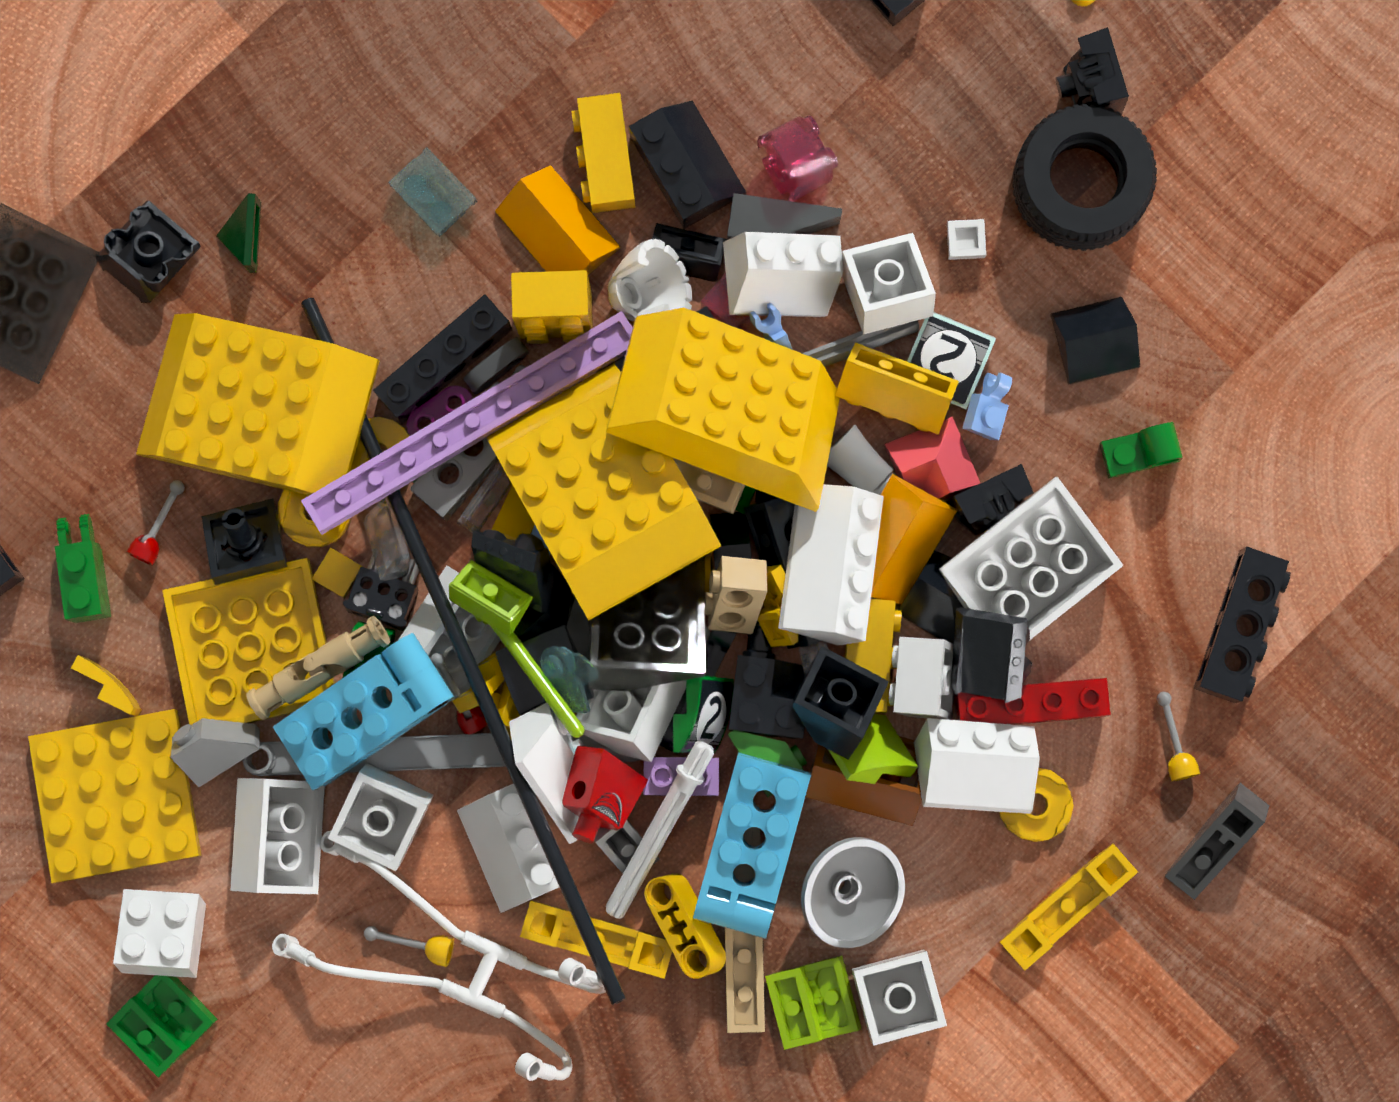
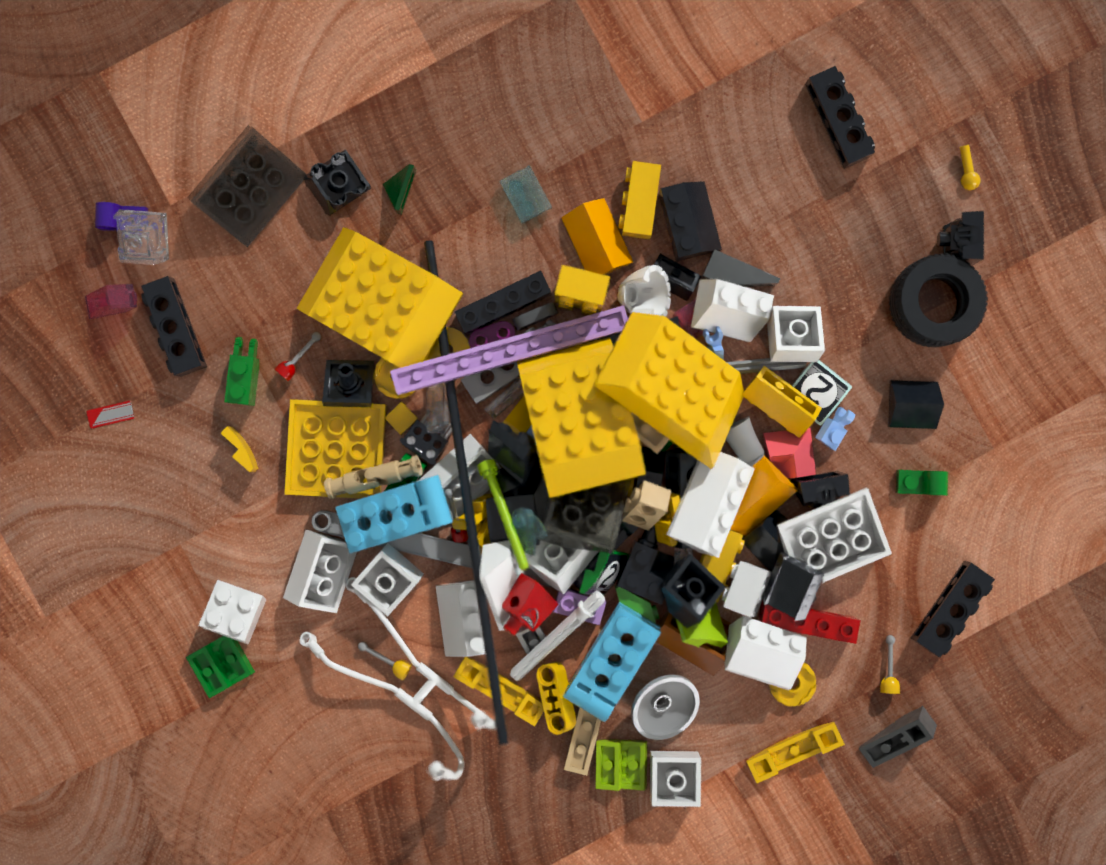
camera: 15 degrees right, 5 degrees up
(113, 796) = (227, 518): yellow plate -> none
(212, 747) = (295, 507): light grey slope -> none
(489, 597) = (491, 464): lime slope -> none
(797, 157) = (761, 237): clear pink brick -> none
(966, 239) = (851, 318): white plate -> none

